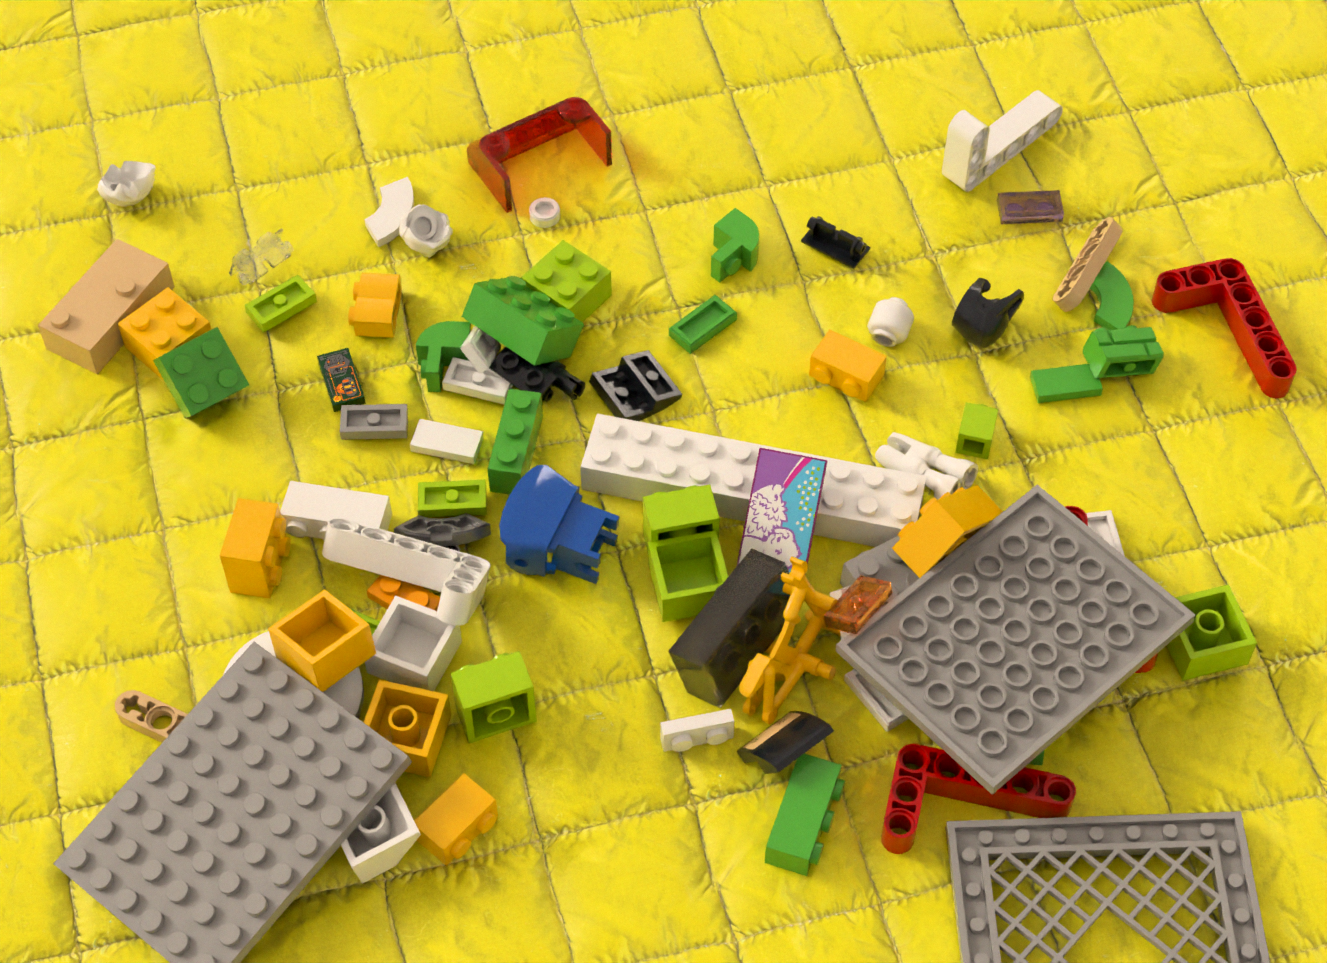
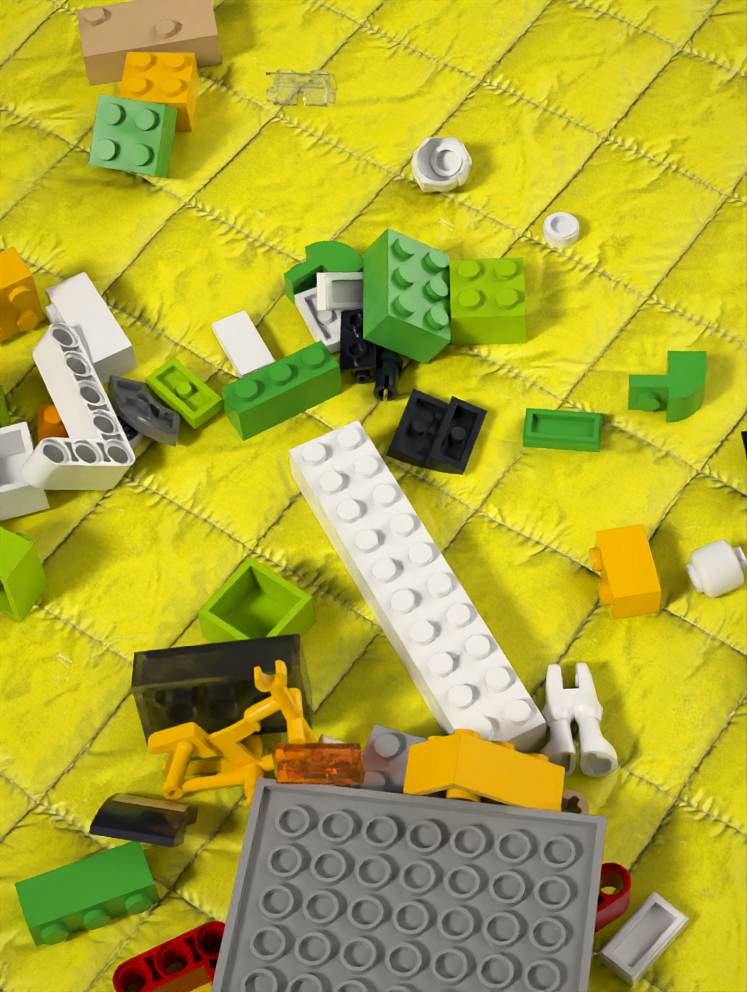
camera: 55 degrees right, 0 degrees up
(280, 303) = (268, 135): lime plate -> none
(340, 379) = (235, 231): tile -> none
(374, 421) = (211, 283): light grey plate -> none
(376, 305) = (331, 194): yellow brick -> none
(396, 201) = (461, 123): white tile -> none
(514, 139) = (620, 151): clear red windscreen -> none
(548, 516) = (217, 473): blue piece -> none
(679, 513) = (306, 562): lime brick -> none
(697, 730) = (113, 751): white plate -> none
(783, 505) = (377, 641): tile -> none
(976, 430) = (663, 730): lime brick -> none

